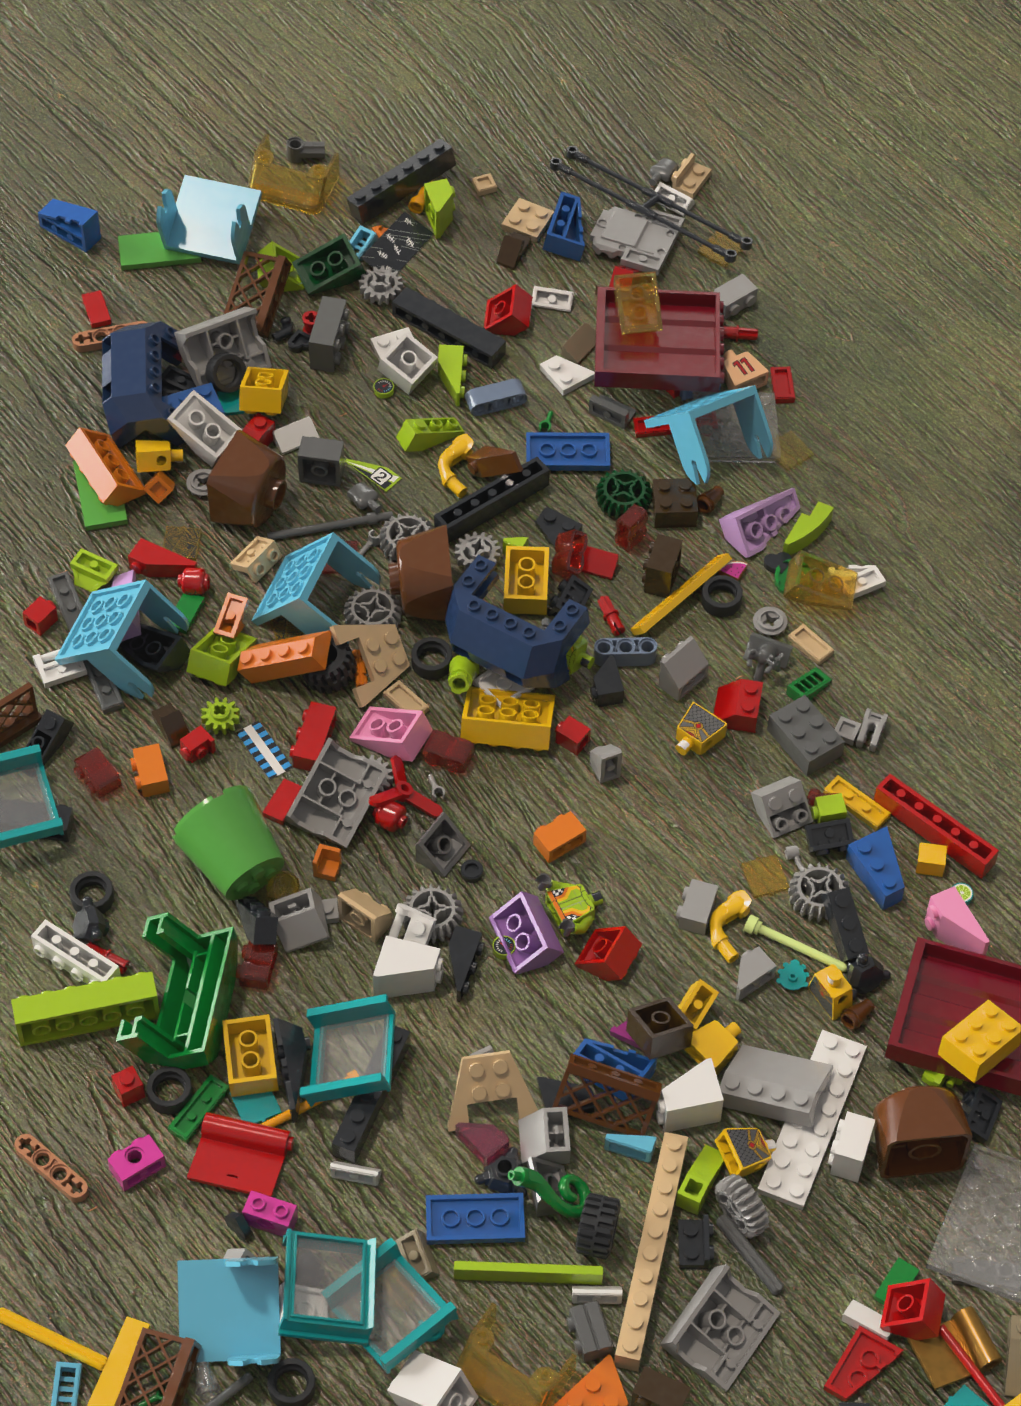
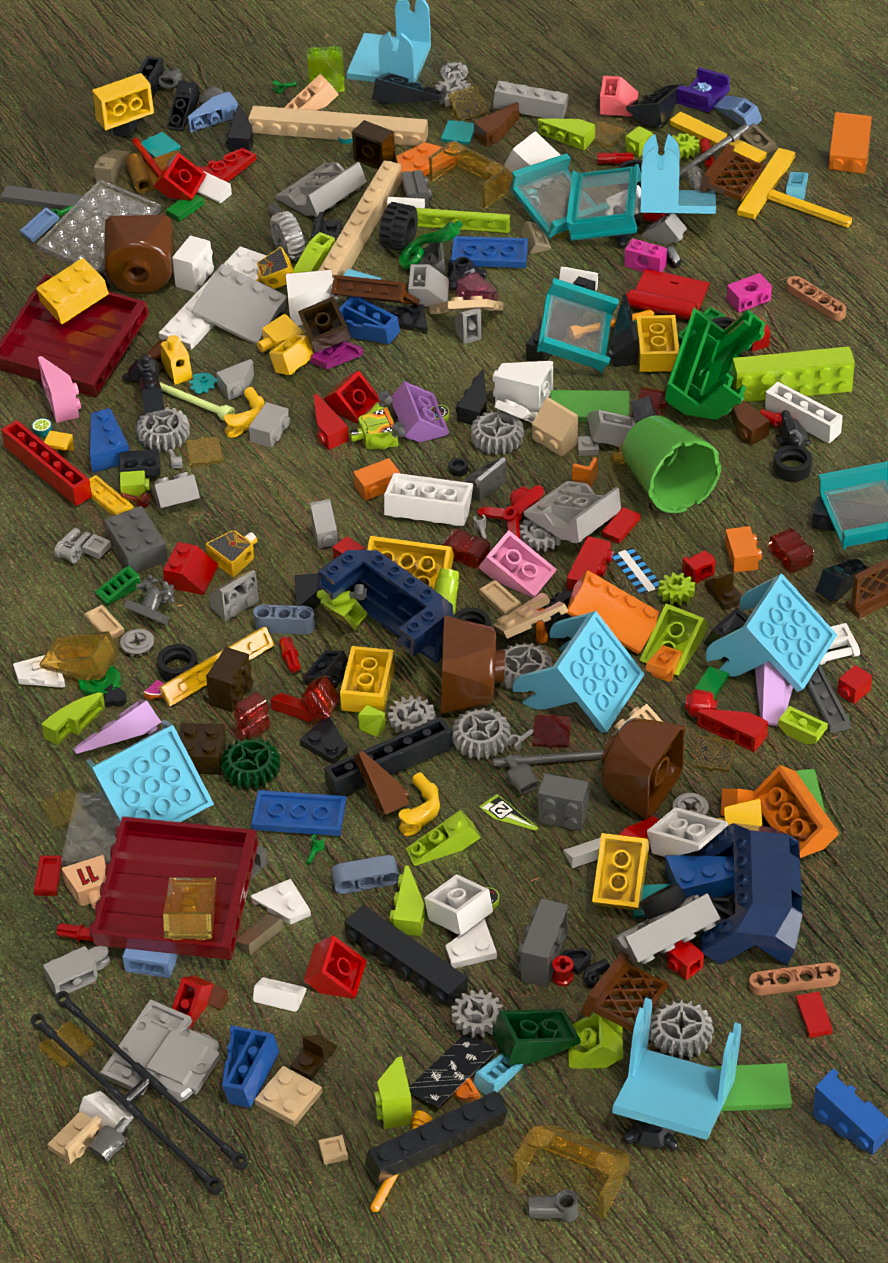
camera: 170 degrees left, 10 degrees down
(141, 952) = (749, 423): none -> reddish brown slope
(196, 282) = (695, 1034): none -> light grey gear
(327, 970) = (587, 401): none -> bright green tile
(497, 802) = (428, 499): none -> white slope
(628, 909) = (330, 427): none -> red slope

